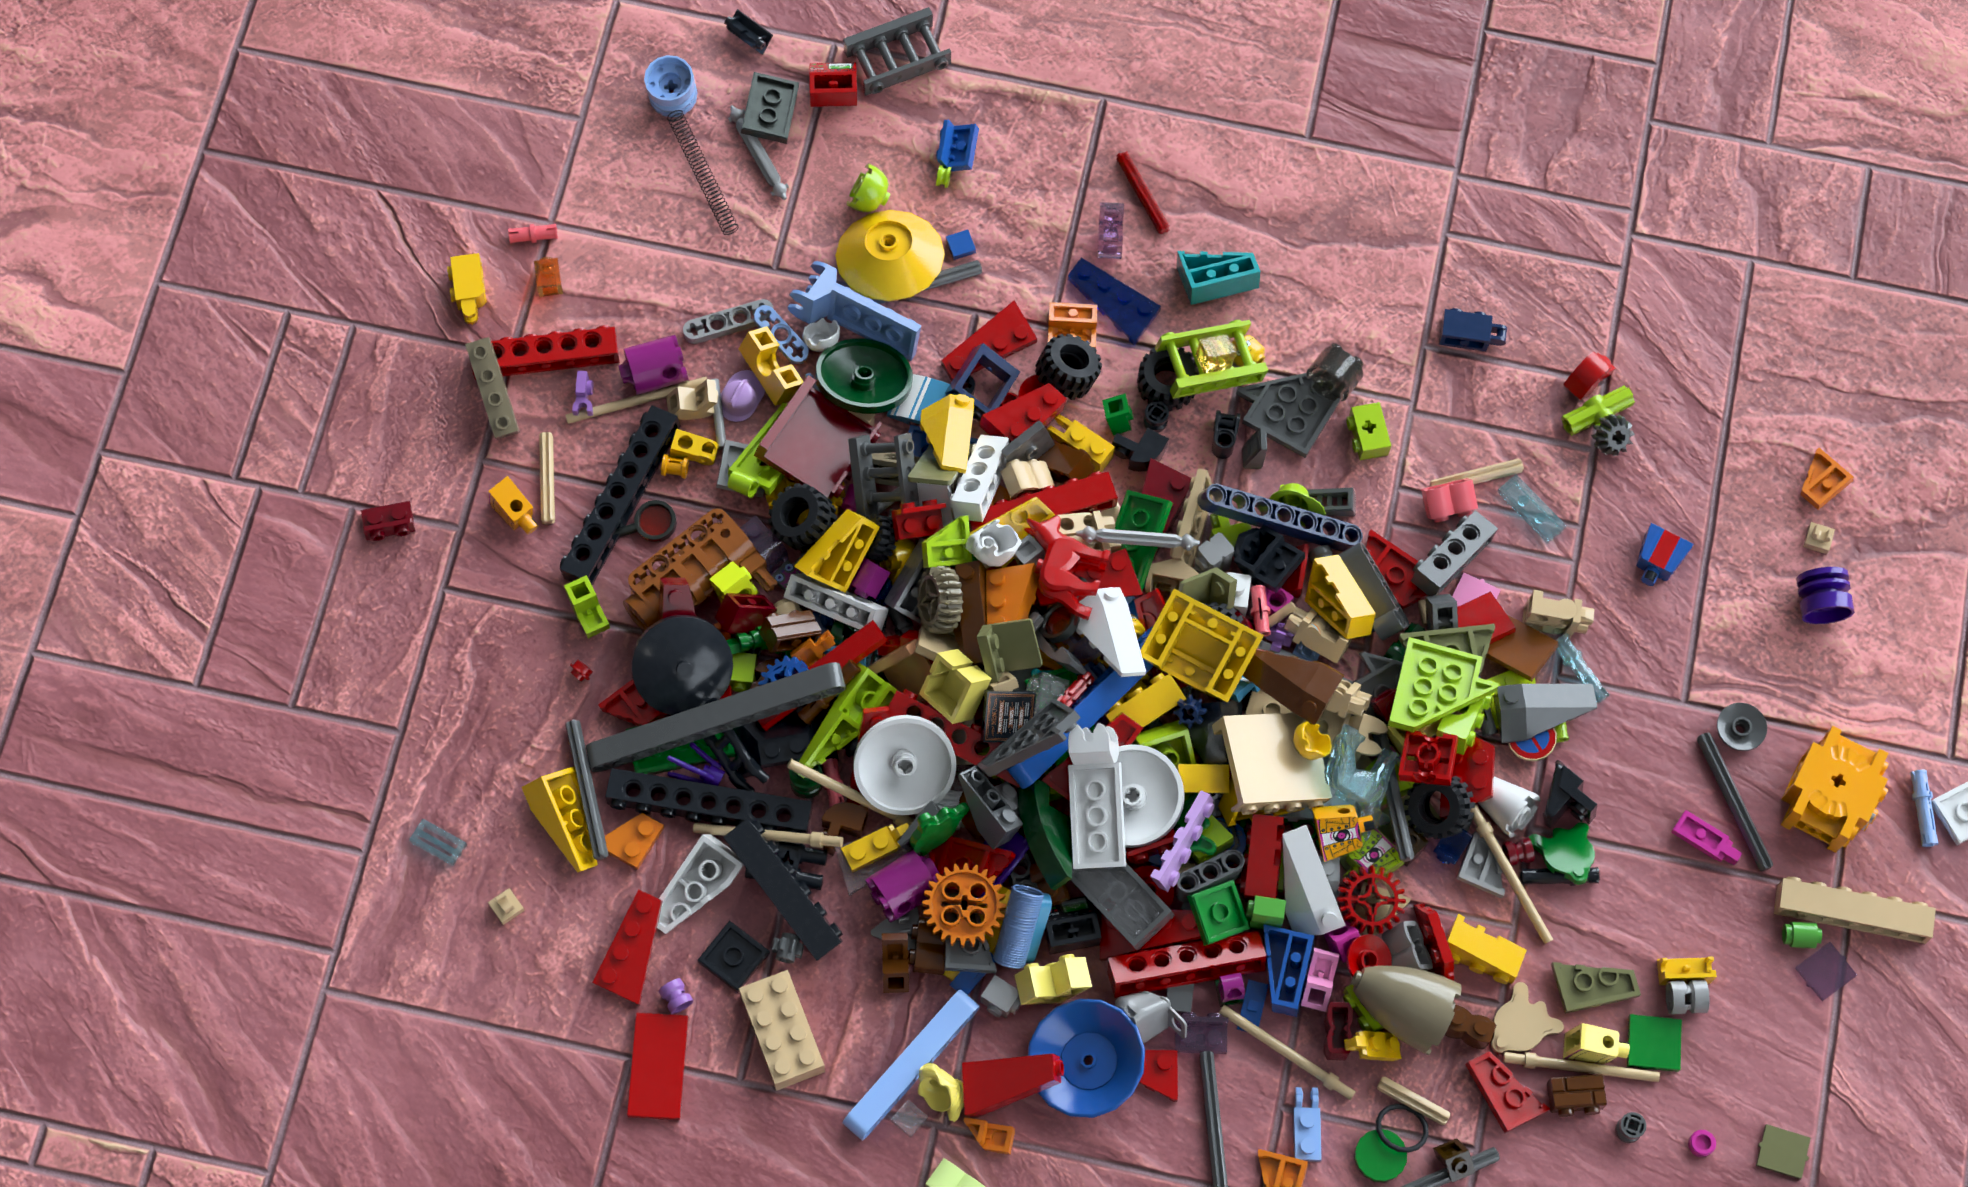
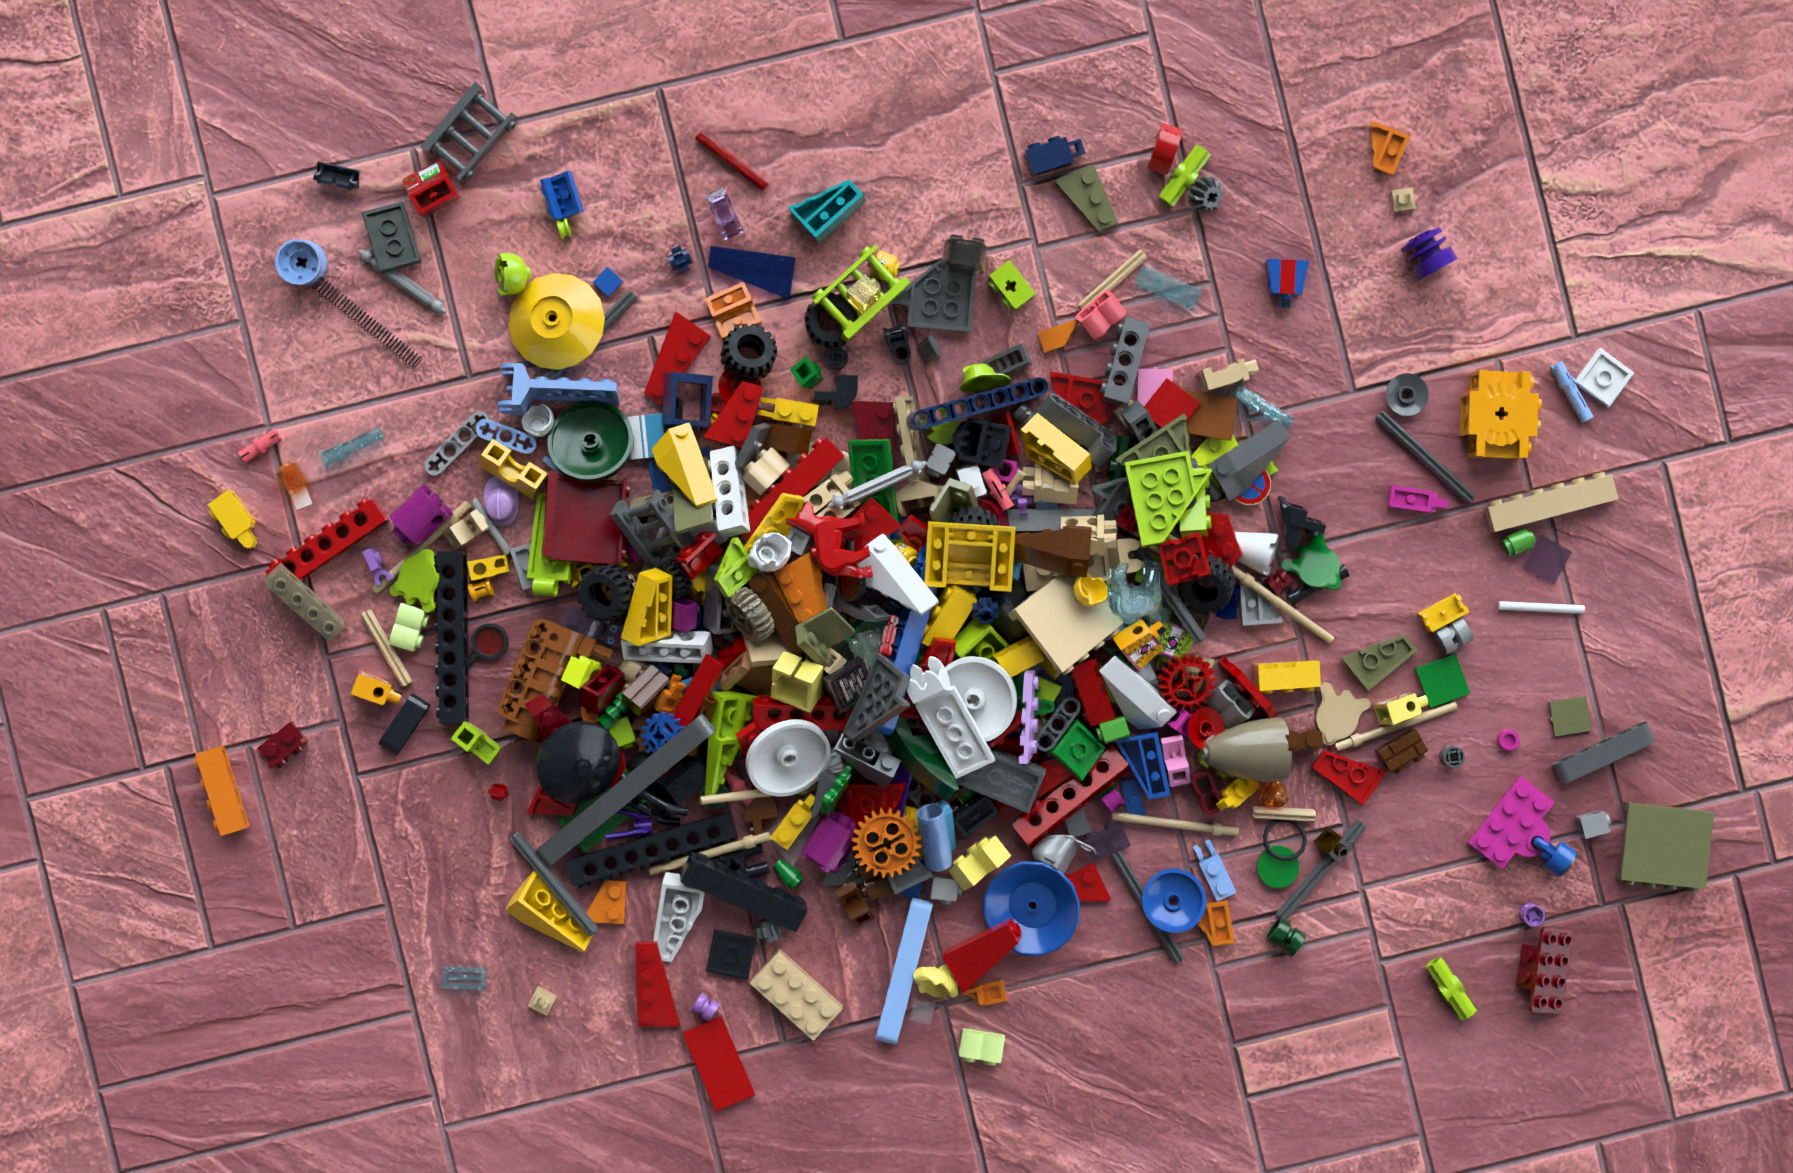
camera: 25 degrees left, 20 degrees up
(301, 531) = (221, 790): none -> orange brick
(523, 557) = (404, 724): none -> black beam
(544, 303) = (302, 499): none -> white sticker
(581, 467) = (408, 627): none -> yellowish green brick
(613, 274) = (342, 450): none -> clear light blue pin
(616, 425) = (417, 580): none -> lime tile
(839, 901) = (788, 874): none -> green cone
(1044, 254) = (680, 259): none -> dark blue gear
(1254, 1117) = (1184, 889): none -> blue dish
(1394, 500) = (1057, 336): none -> orange slope
(1412, 1072) = (1274, 794): none -> clear orange cone
(1490, 387) = (1089, 196): none -> olive wing
(1798, 1018) = (1541, 607): none -> white bar

